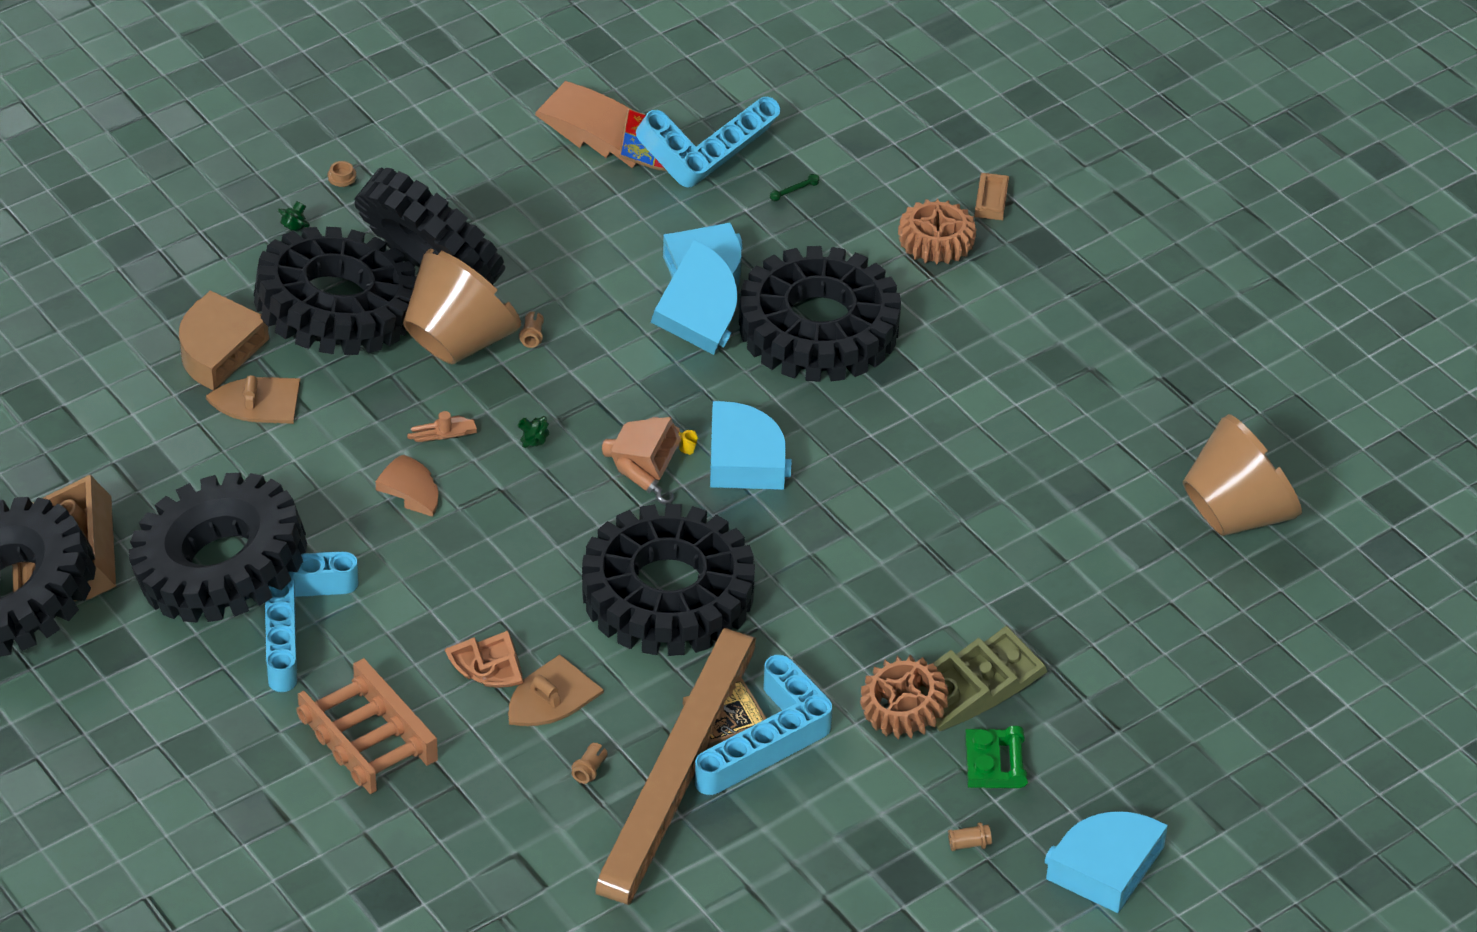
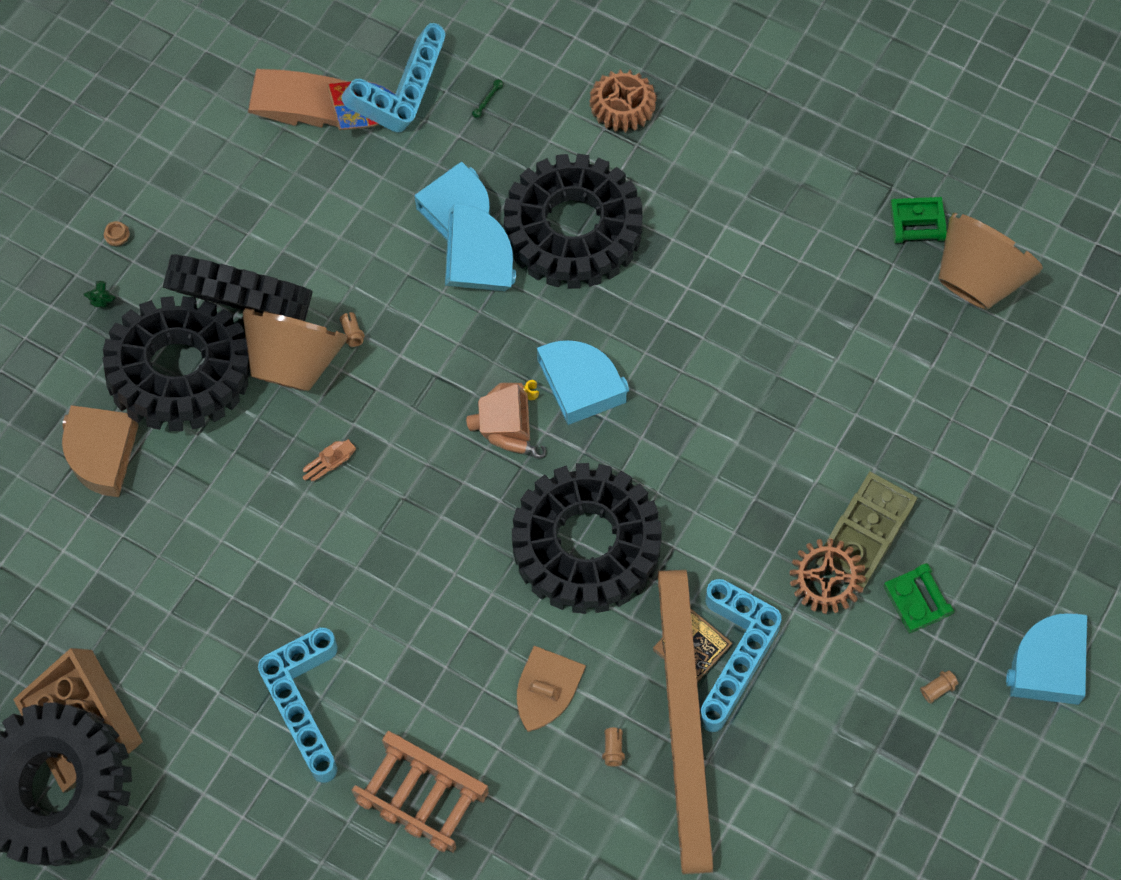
camera: 20 degrees left, 20 degrees up
(238, 507) = (180, 645): black tyre -> none
(258, 399) = (161, 491): medium nougat shield -> none
(411, 482) = (330, 527): nougat brick -> none
(488, 661) = (483, 679): nougat brick -> none
(533, 431) = (405, 433): dark green plant -> none
(991, 196) = (644, 46): medium nougat tile -> none
(1192, 427) = (918, 212): none -> green plate

